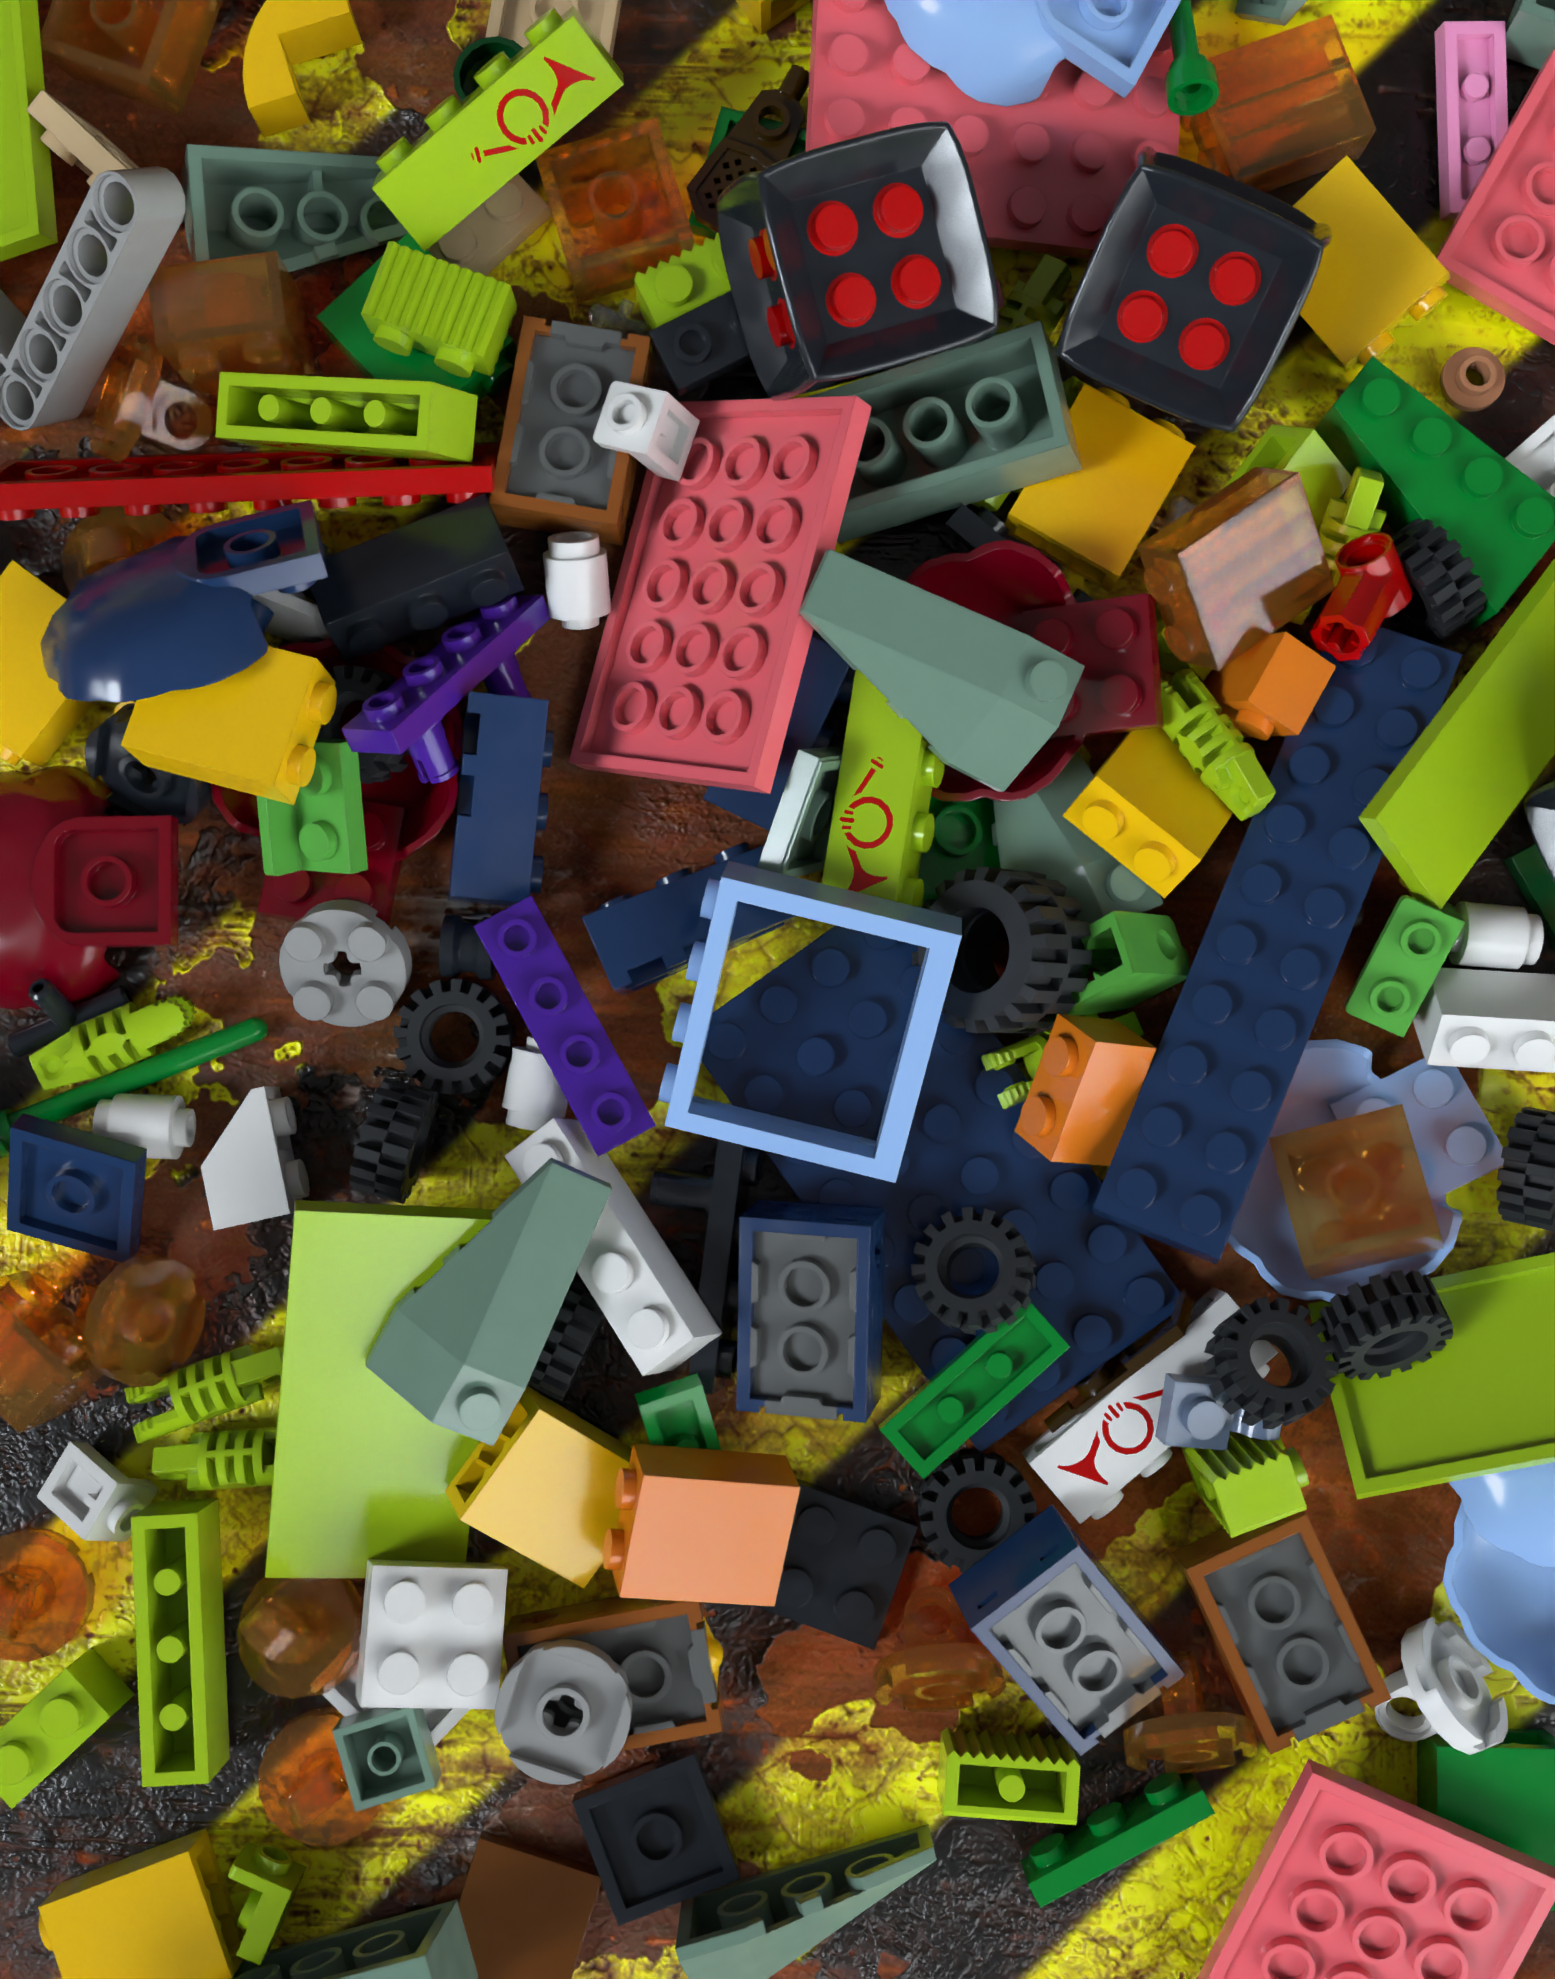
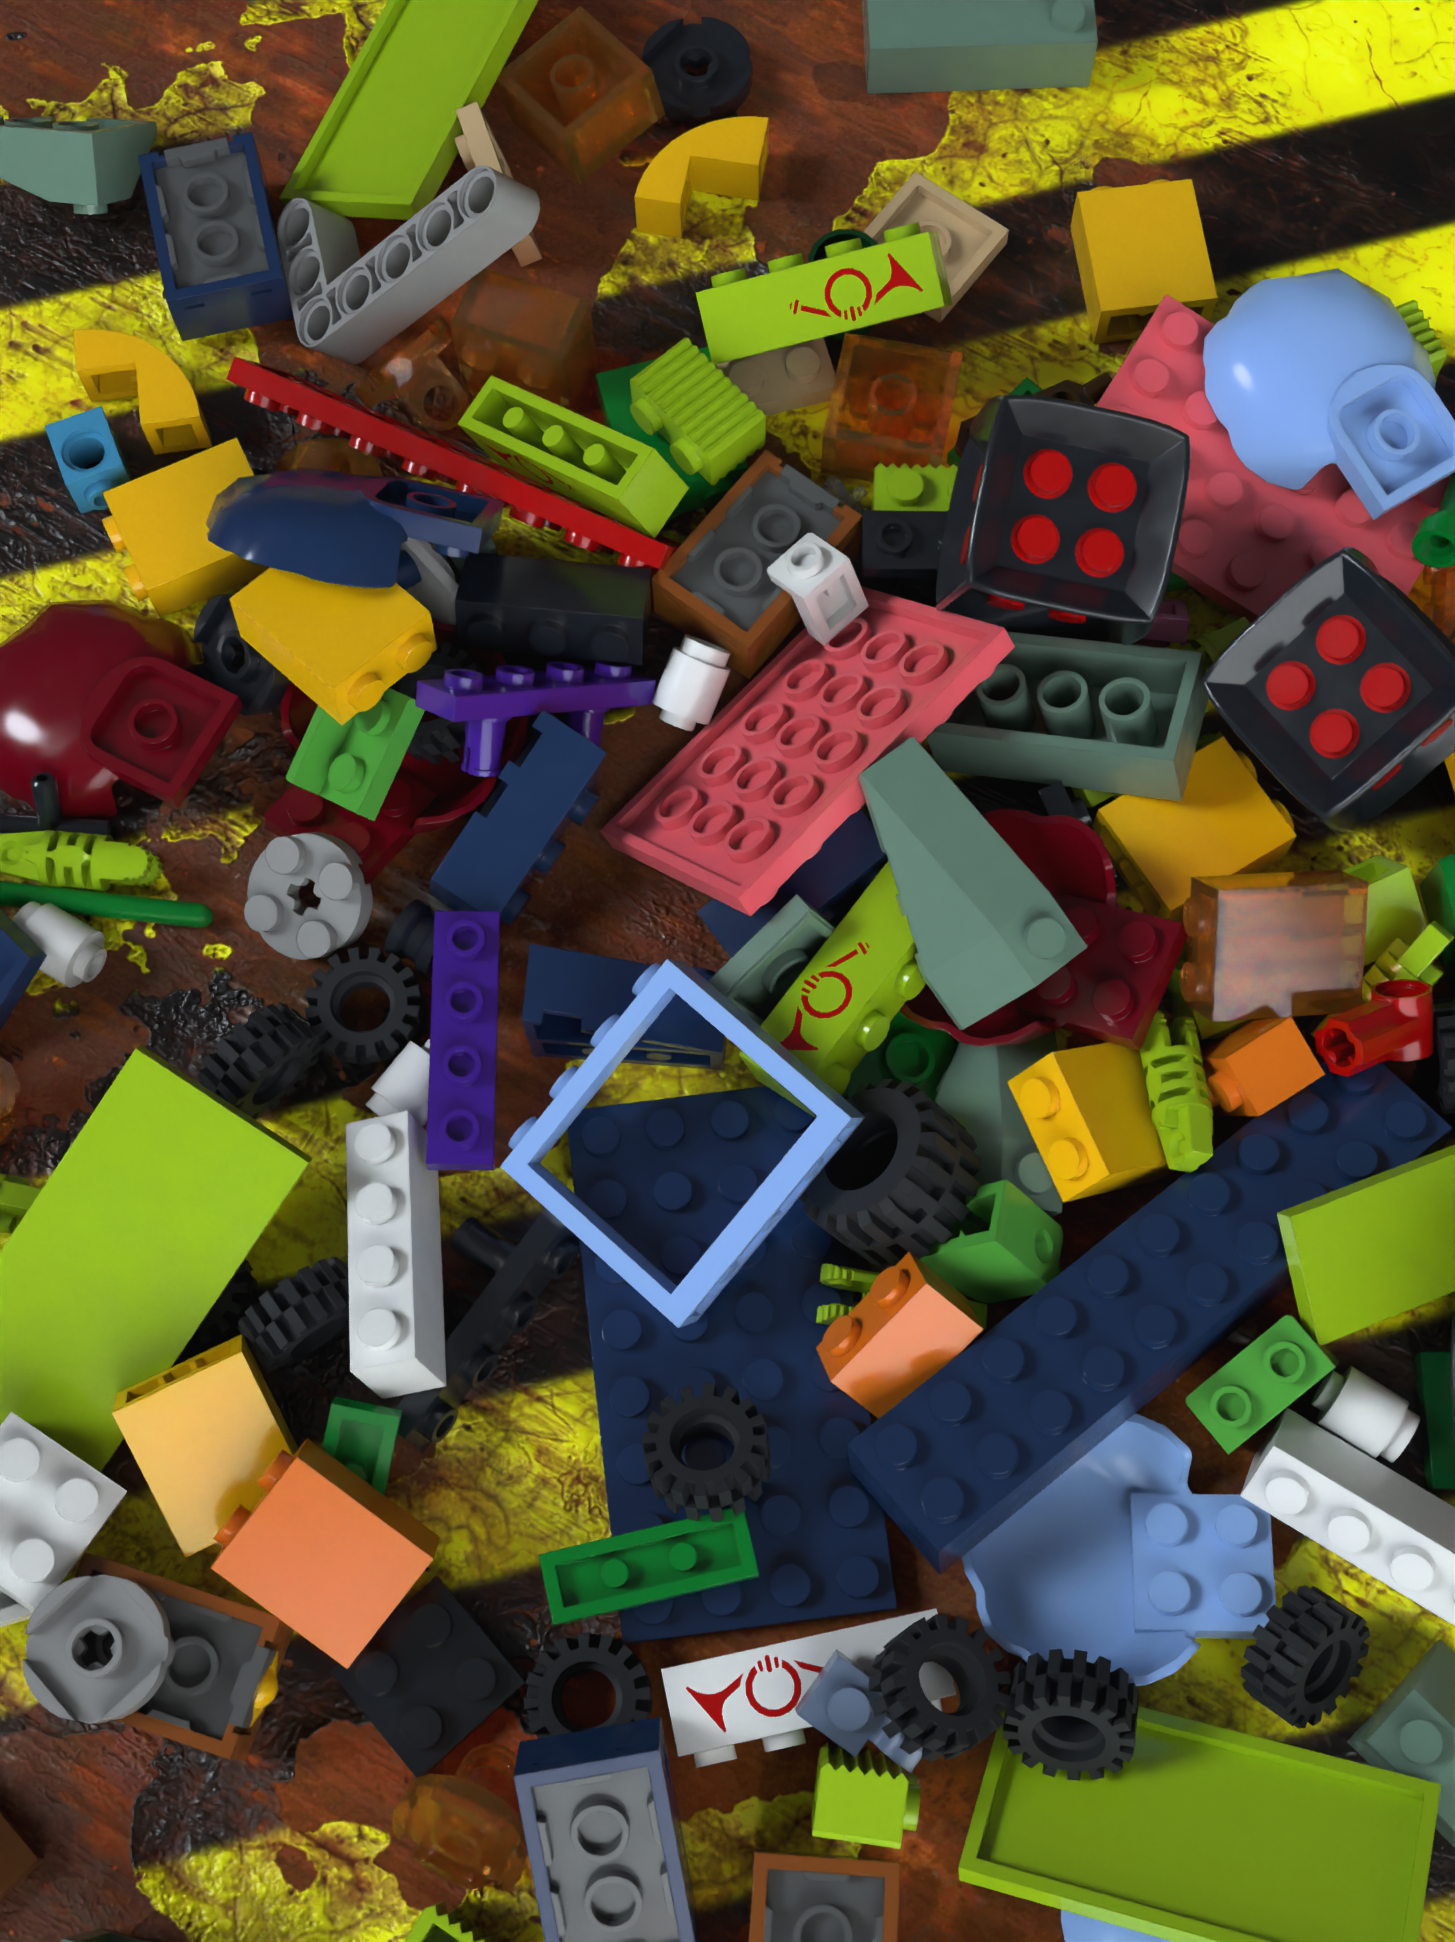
camera: 30 degrees right, 15 degrees down
(253, 1163) = (128, 1014): white slope -> none
(284, 202) = (630, 283): sand green wedge -> none
(481, 1321) = (236, 1238): sand green wedge -> none
(656, 1836) = (111, 1847): black plate -> none
(810, 1310) = (537, 1410): piece -> none
(1131, 1360) = (778, 1631): dark brown piece -> none
(1356, 1192) = (1105, 1568): clear orange brick -> none

